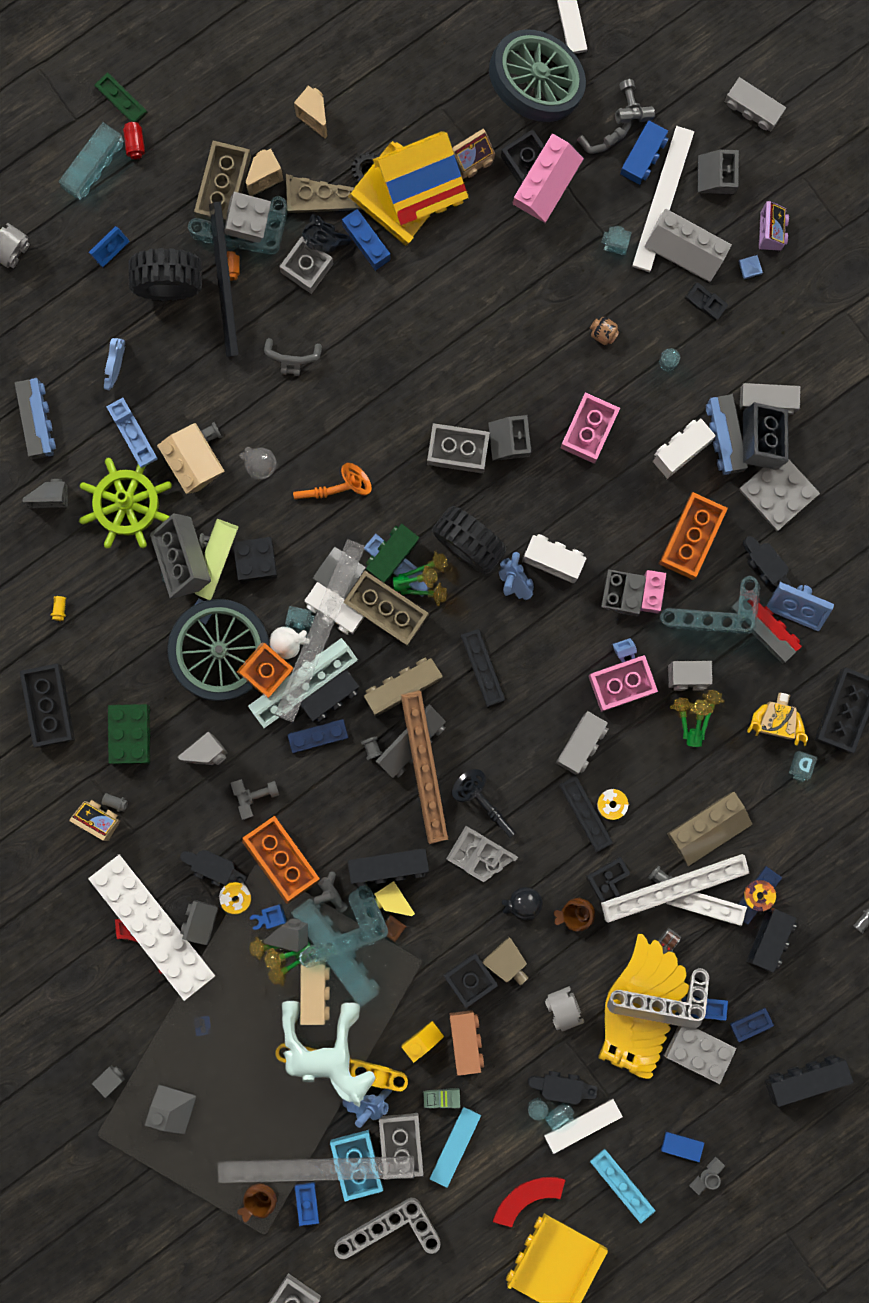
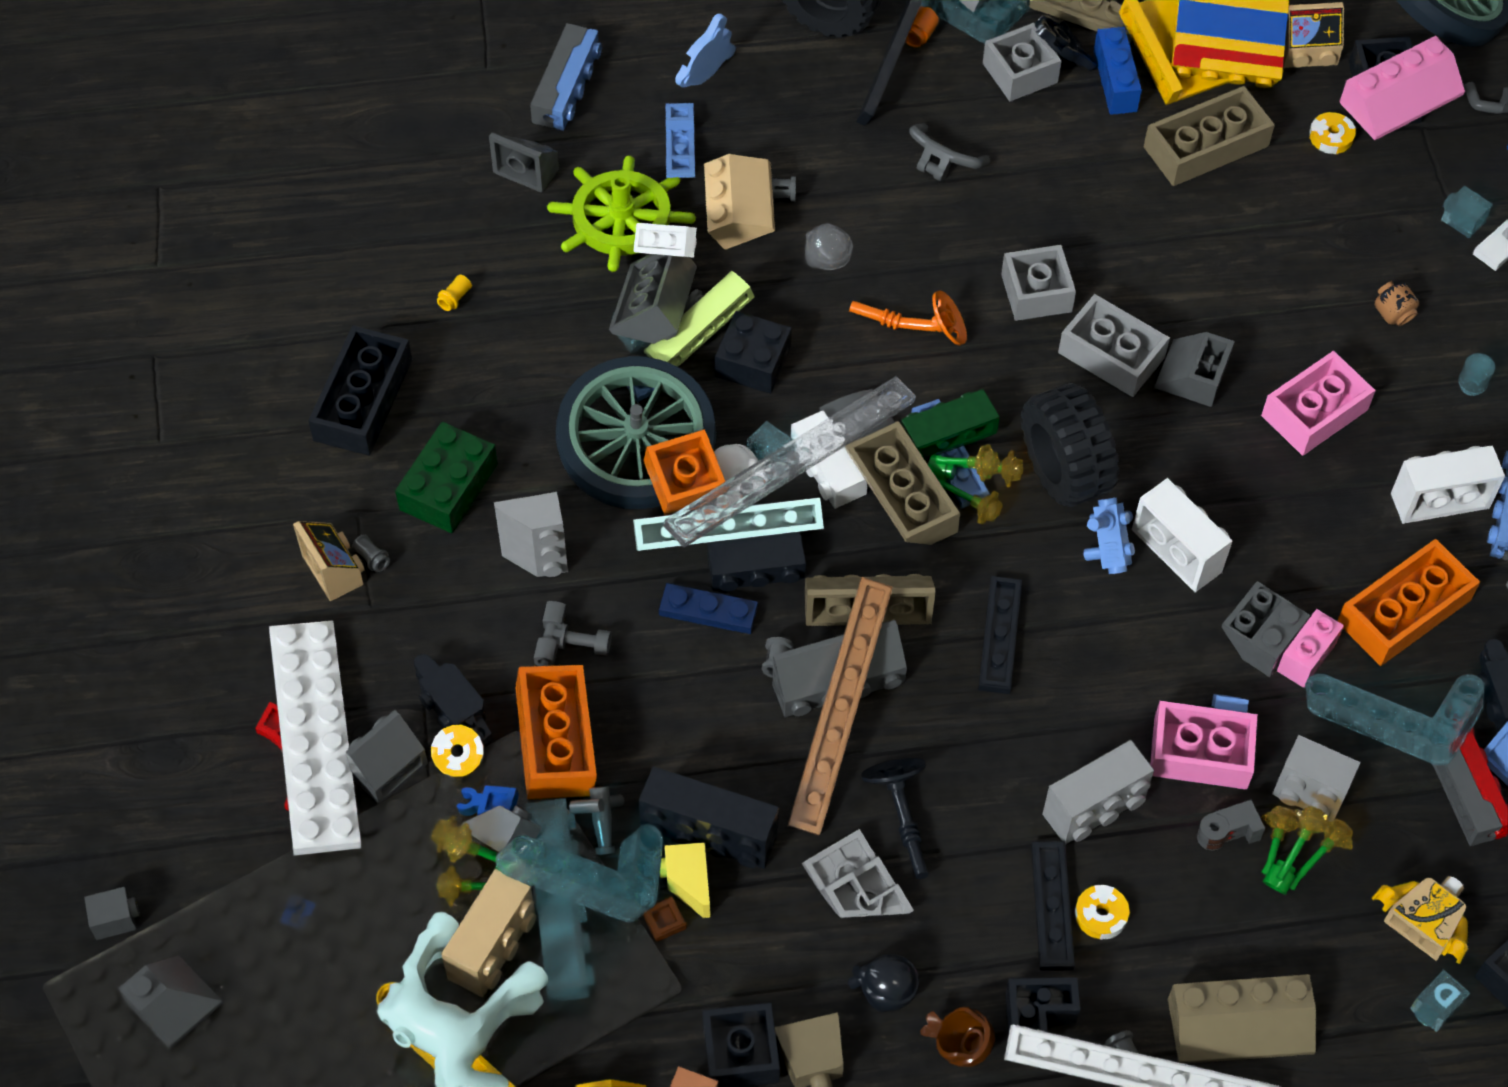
camera: 35 degrees right, 25 degrees down
(169, 522) = (665, 240): none -> white plate
(394, 426) = (1038, 282): none -> light grey brick
(444, 264) = (1208, 135): none -> dark tan brick
(510, 225) = (1335, 123): none -> yellow piece
(655, 720) = (1230, 824): none -> dark grey leg

